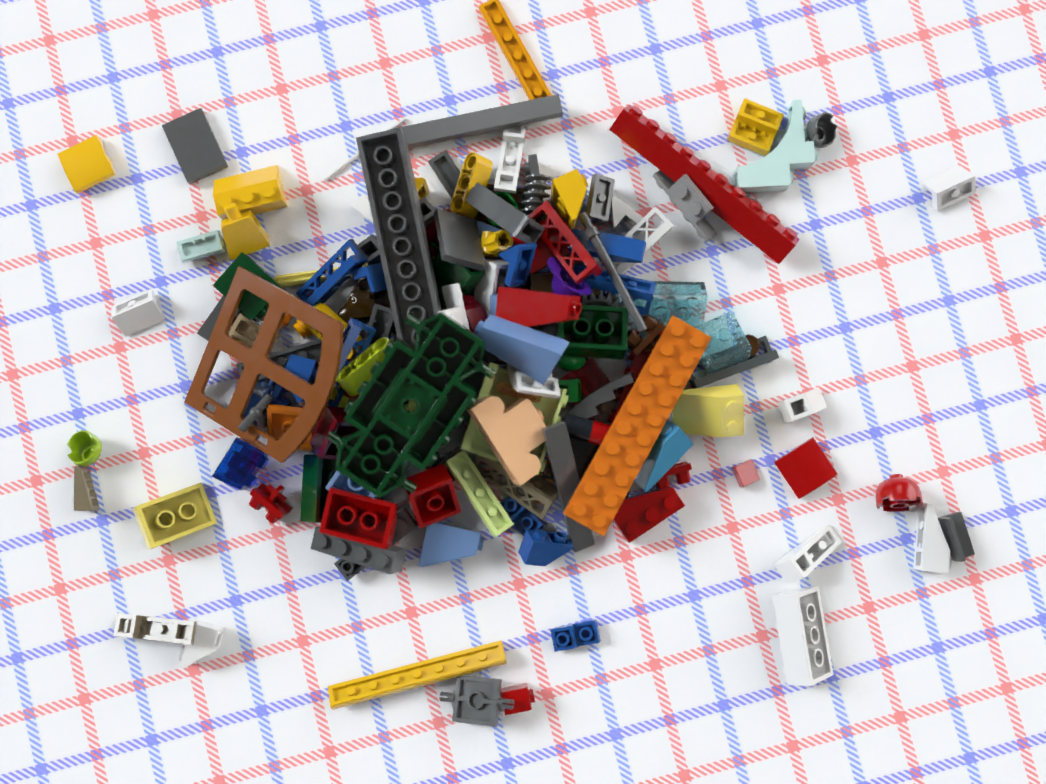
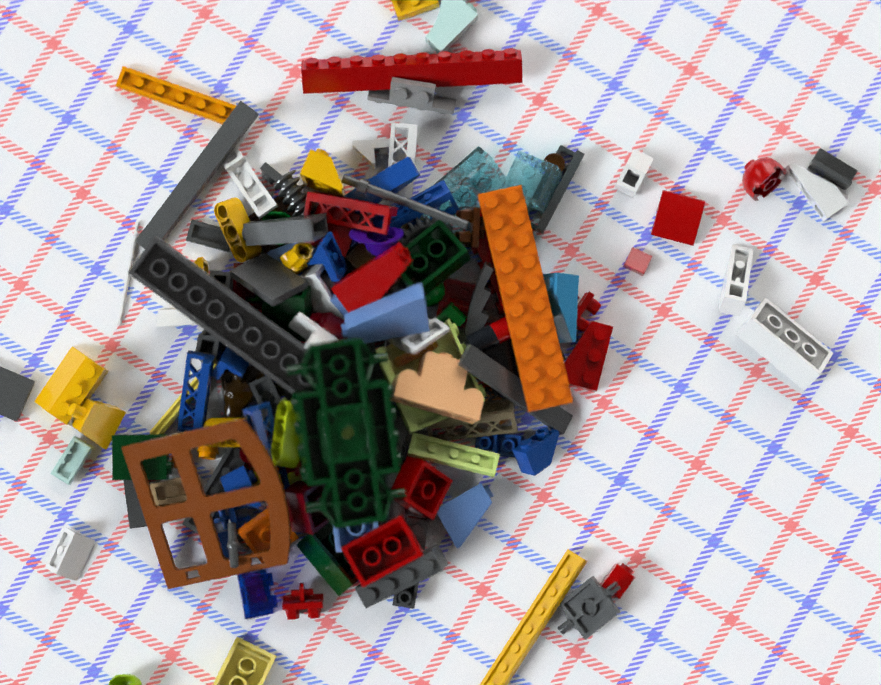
camera: 40 degrees left, 0 degrees up
(575, 635) = (619, 495): blue slope -> none
(600, 198) = (344, 153): panel -> none
(711, 411) = (569, 239): light yellow slope -> none

